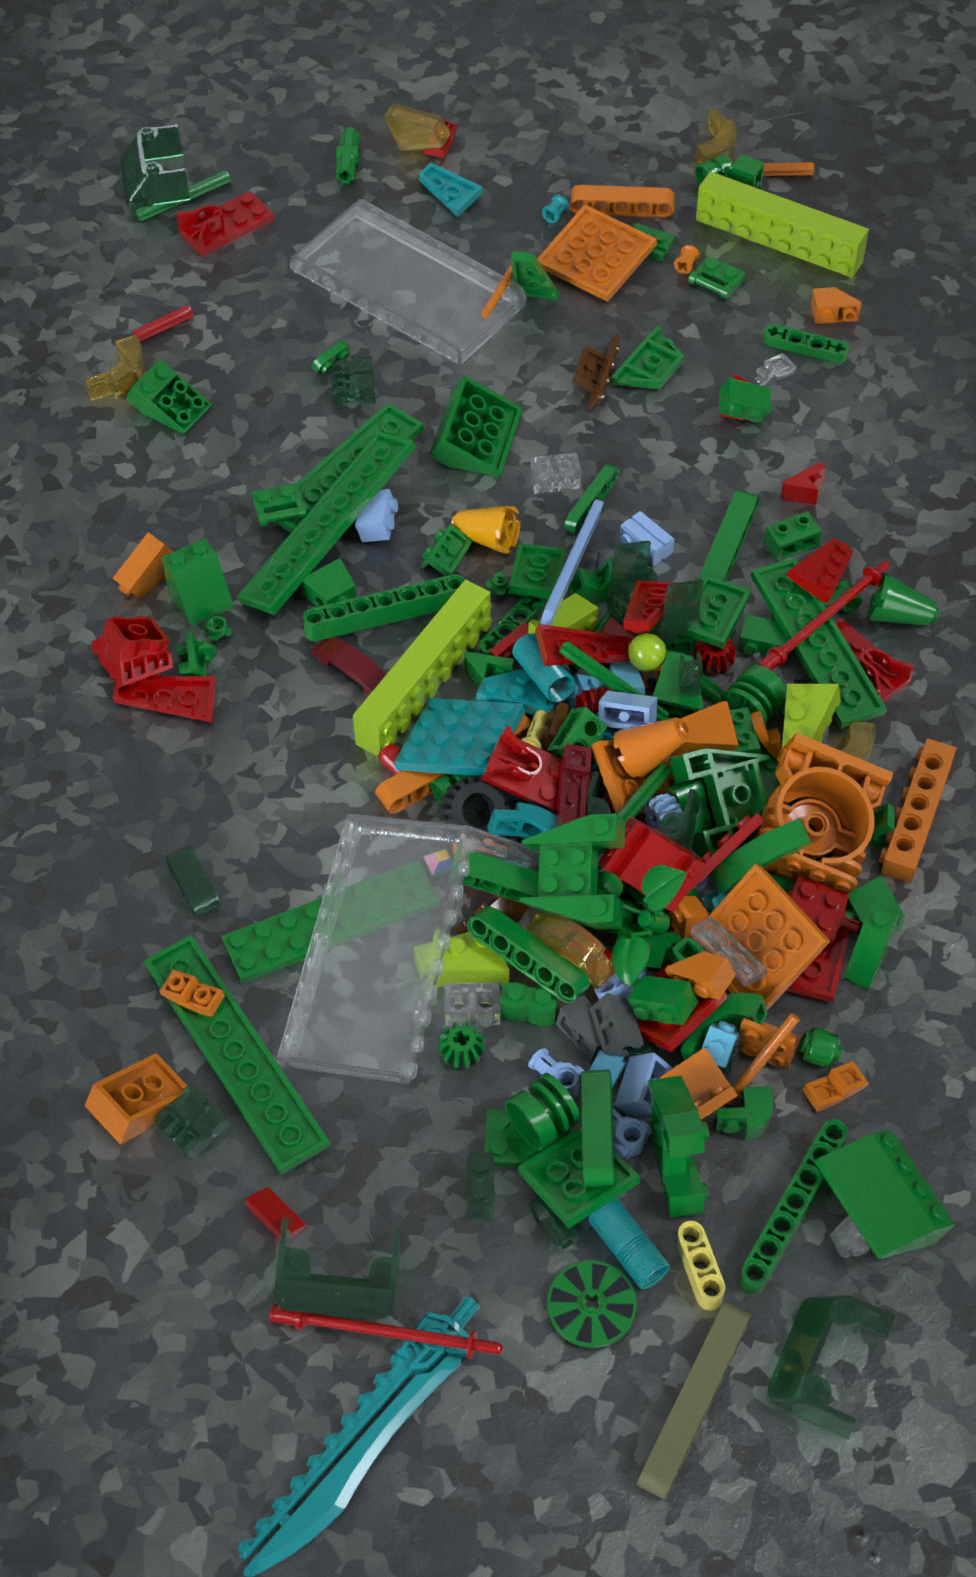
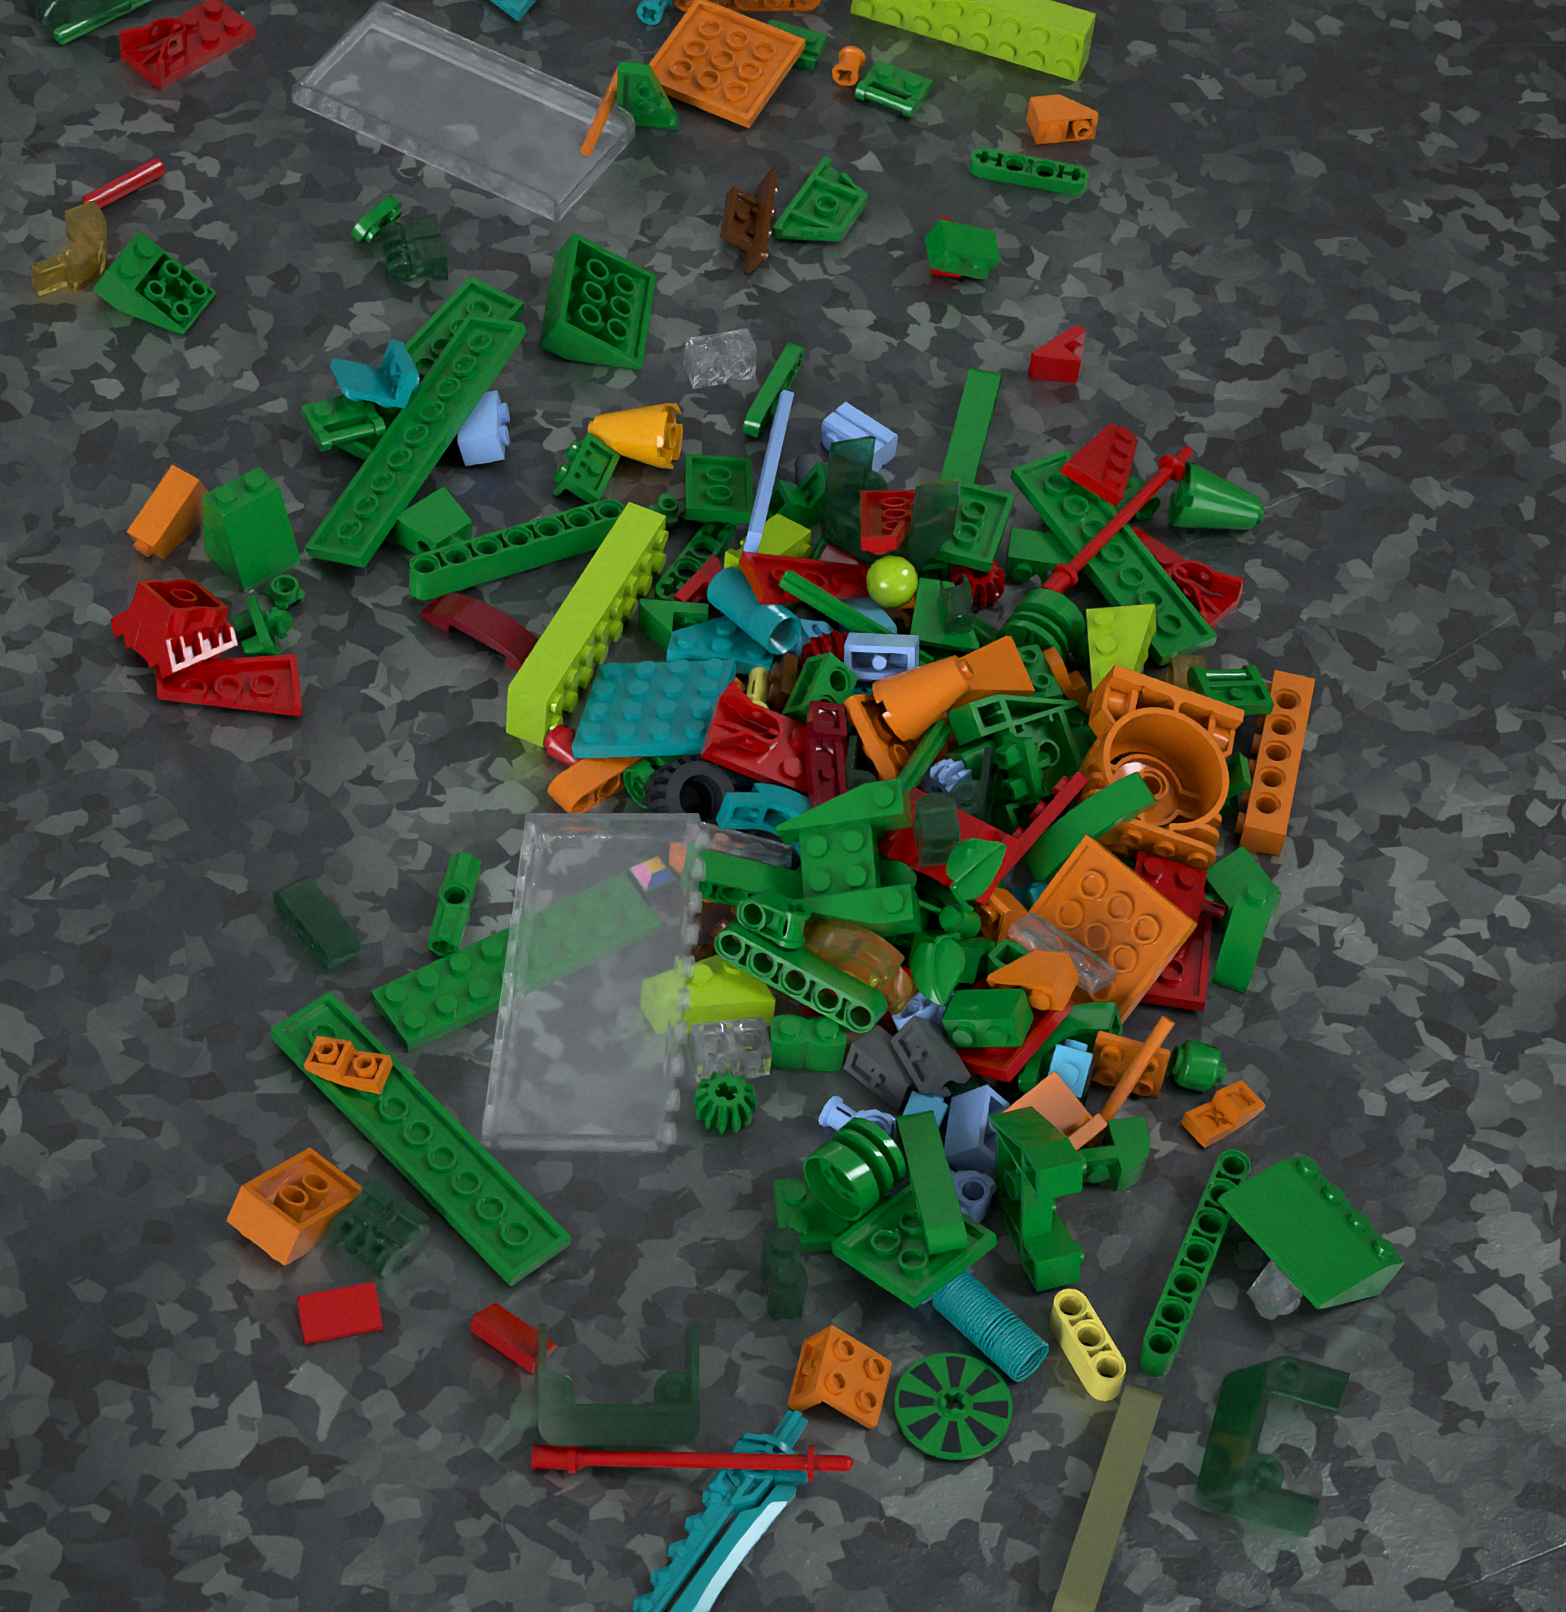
camera: 15 degrees left, 5 degrees down
(153, 1184) = (339, 1313): none -> red slope
(288, 886) = (454, 904): none -> green piece
(305, 479) = (385, 385): none -> teal bracket
(510, 1273) = (842, 1375): none -> orange bracket
(512, 909) = (780, 919): none -> green piece
(558, 1232) = (889, 1311): clear green piece -> none
(637, 853) = (935, 828): none -> clear green brick
(720, 803) = (1024, 767): none -> green hips
(775, 367) = (994, 204): clear plate -> none
(792, 536) = (1054, 424): green brick -> none
(891, 752) = (1234, 687): none -> green plate

